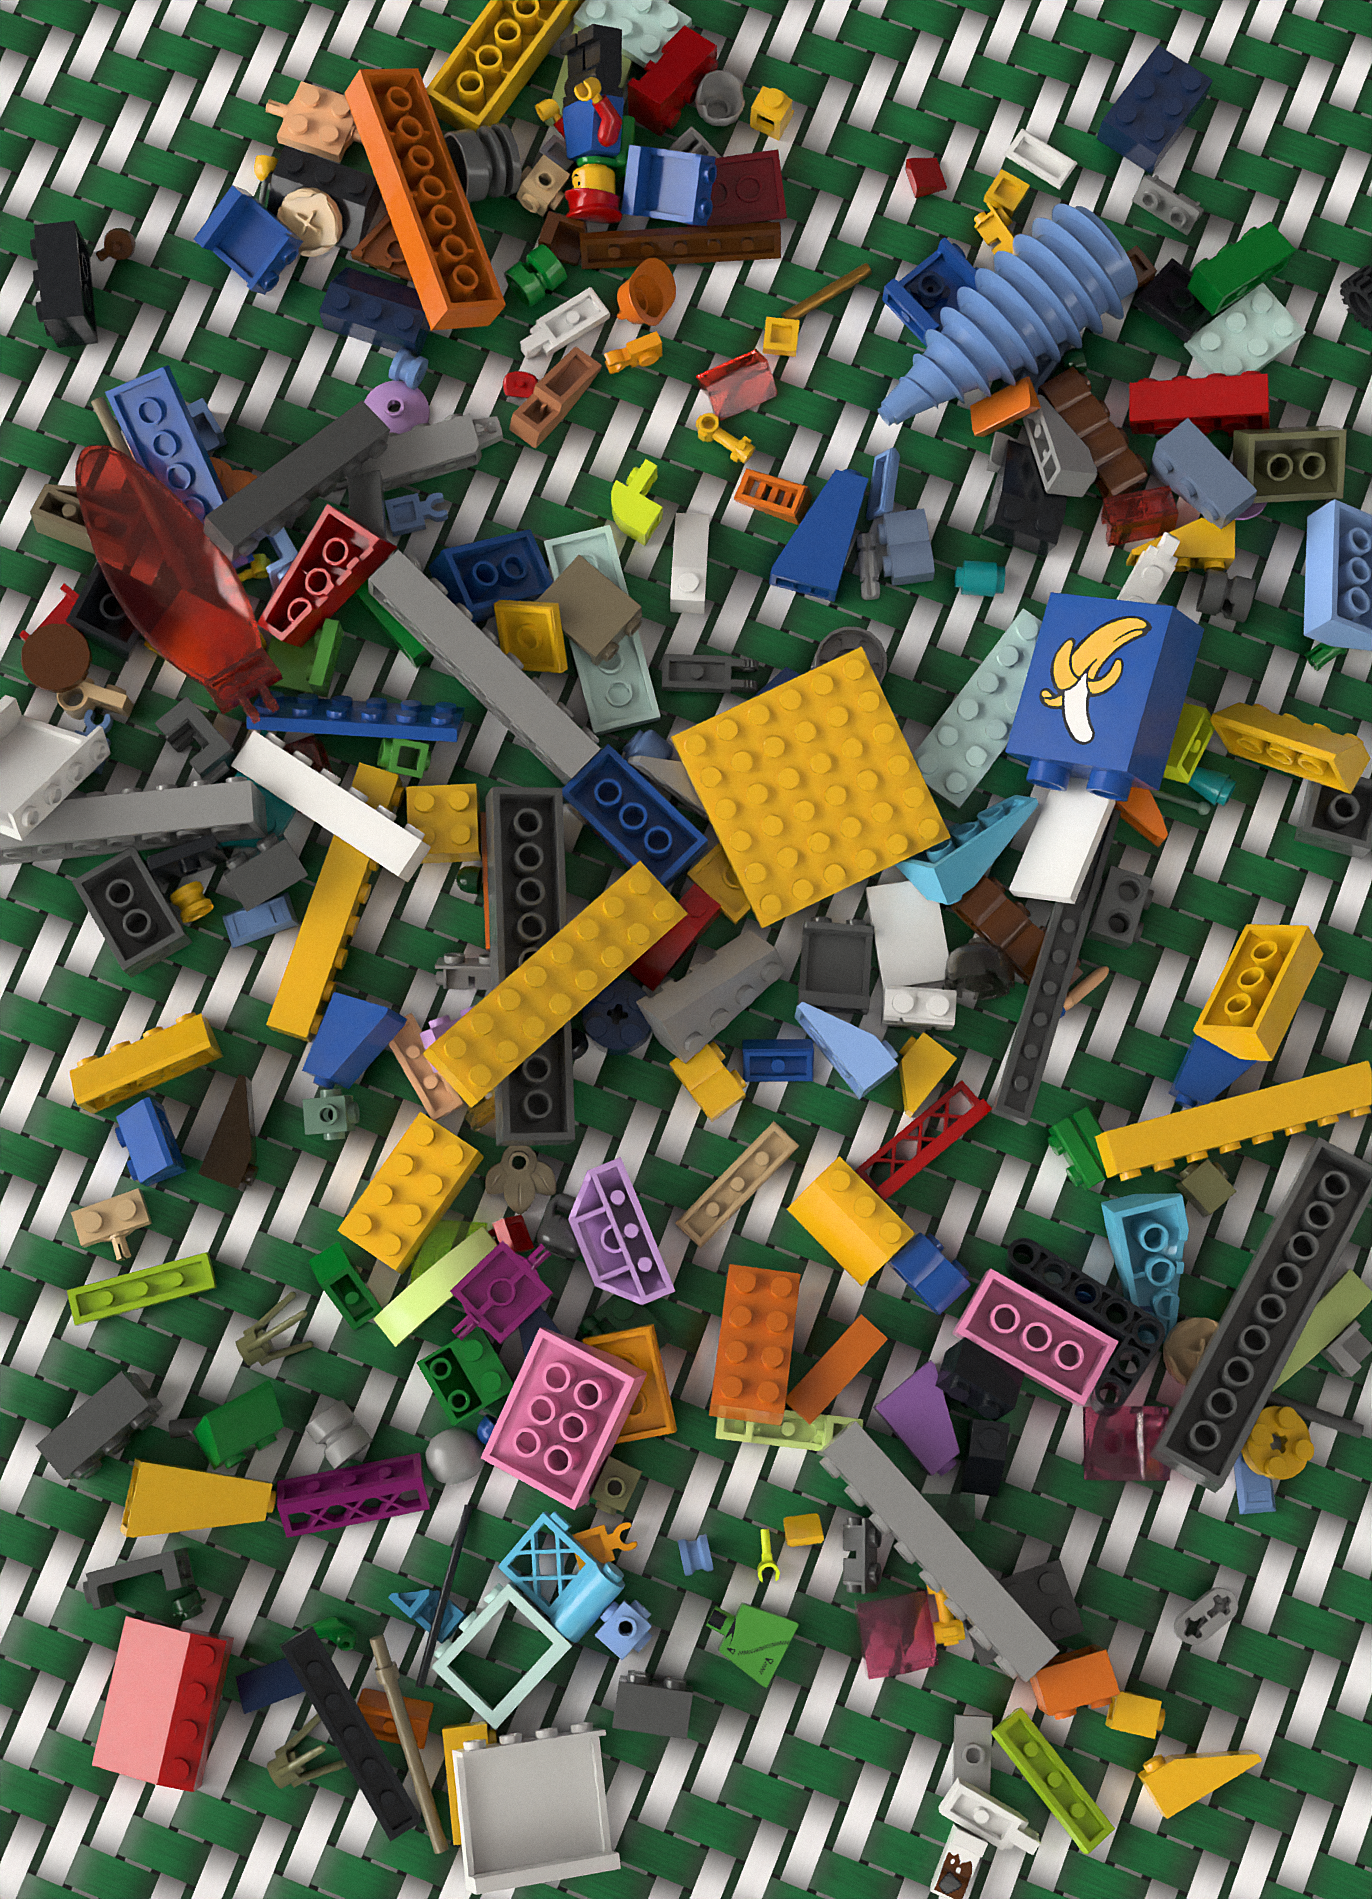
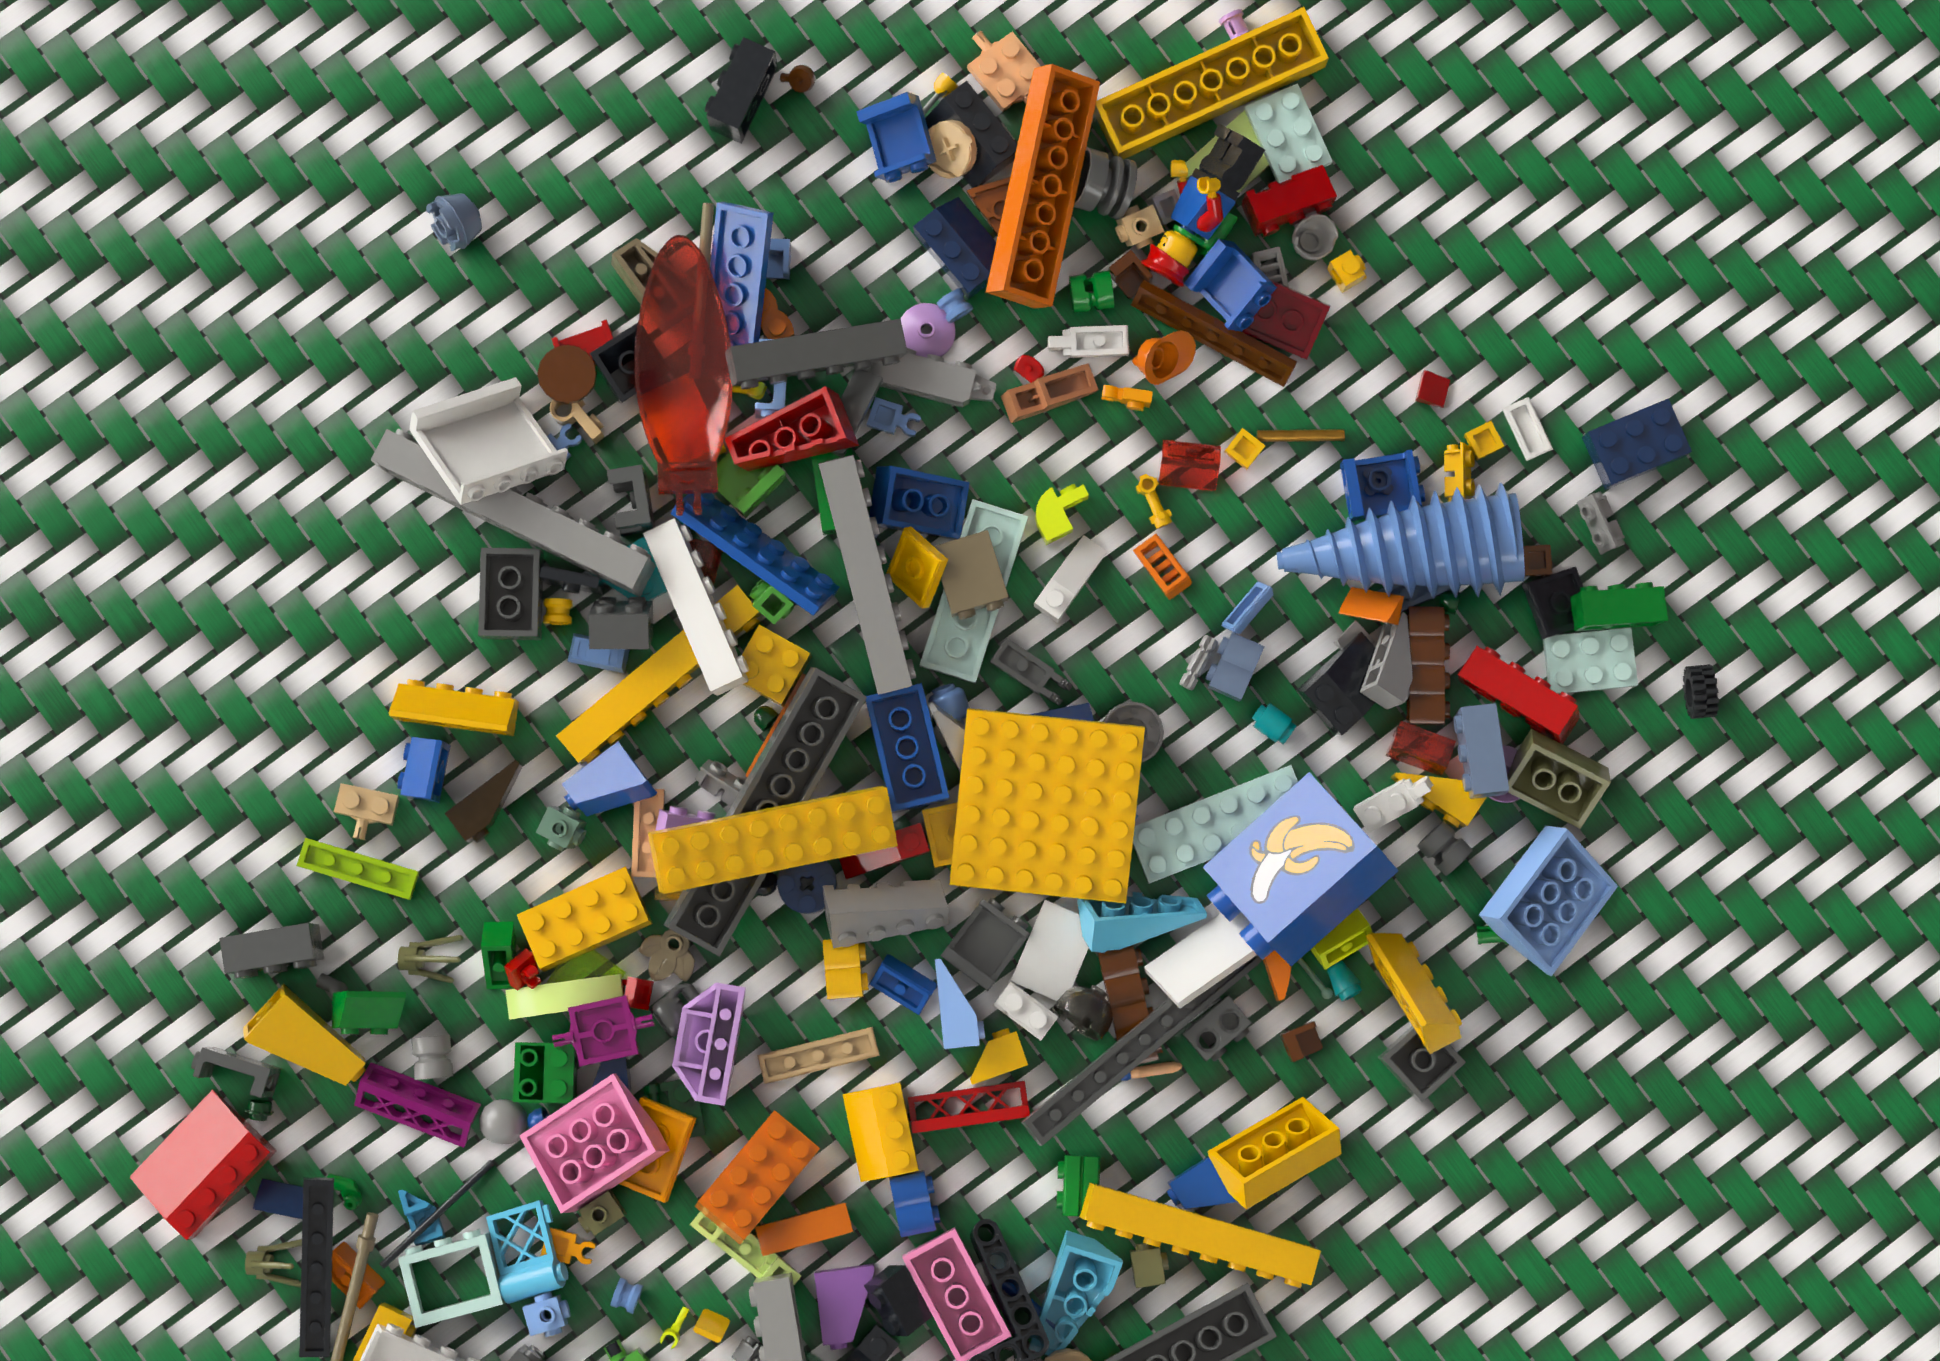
camera: 30 degrees right, 5 degrees up
(379, 1285) = (523, 970): none -> red tile
(820, 545) = (1176, 624): blue slope -> none
(1209, 870) = (1301, 1041): none -> reddish brown panel

